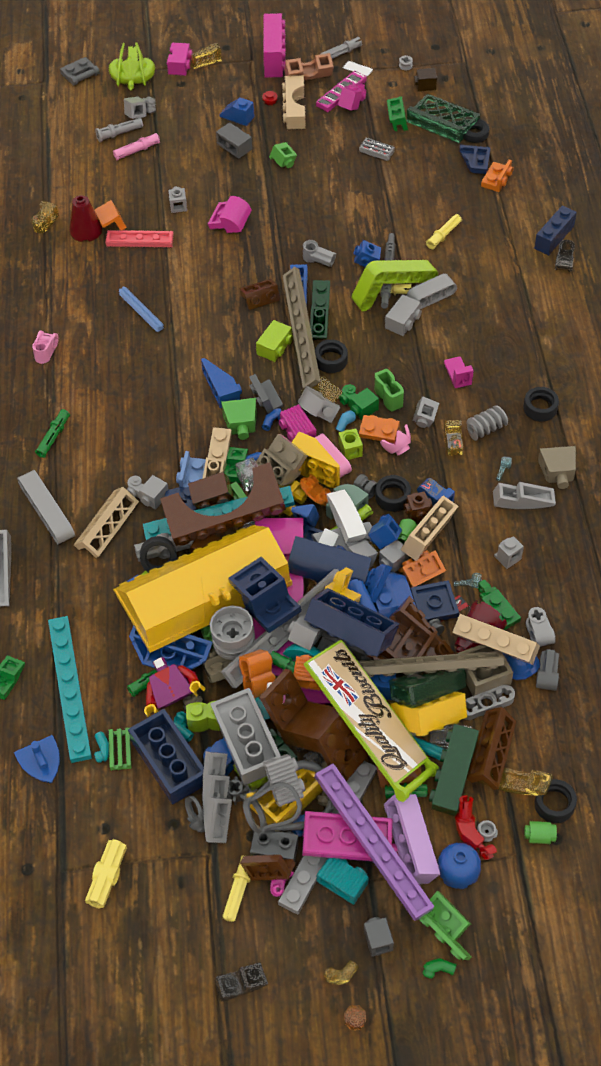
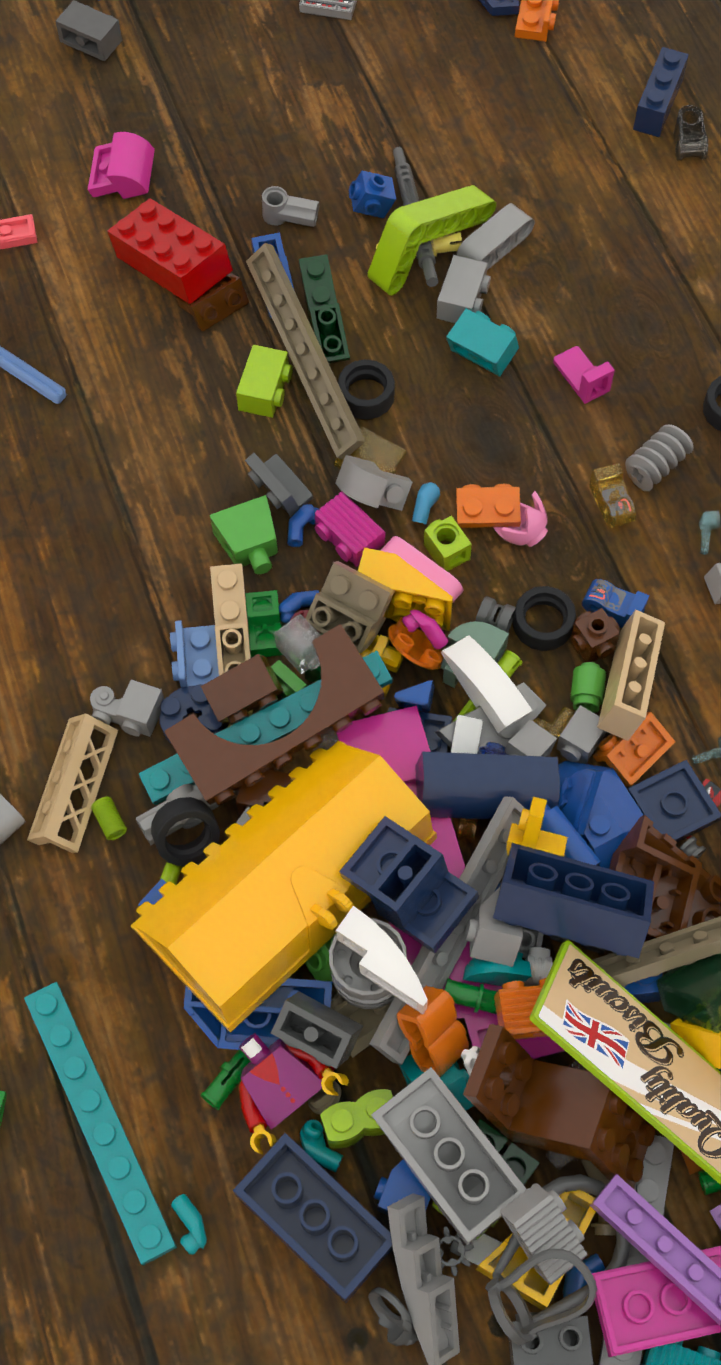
camera: 15 degrees left, 10 degrees up
(40, 759) = (86, 1273): blue shield -> none
(119, 733) = (212, 1186): bright green tile -> none
(120, 546) = (107, 823): none -> lime piece
(177, 195) = (21, 148): light grey brick -> none
(194, 658) = (316, 1030): none -> dark grey brick
(220, 382) = (197, 479): blue slope -> none
(236, 623) = (381, 959): none -> white slope
(242, 263) = (170, 250): none -> red brick
(283, 155) = (179, 42): bright green brick -> none
(324, 481) = (429, 627): none -> dark pink arm
(362, 403) = (443, 466): green brick -> none
(384, 531) = (557, 695): blue brick -> none
(389, 390) = (483, 432): bright green brick -> none
(405, 343) = (483, 341): none -> teal brick
(425, 412) = (553, 459): light grey brick -> none
(439, 235) = (478, 134): light yellow axle -> none

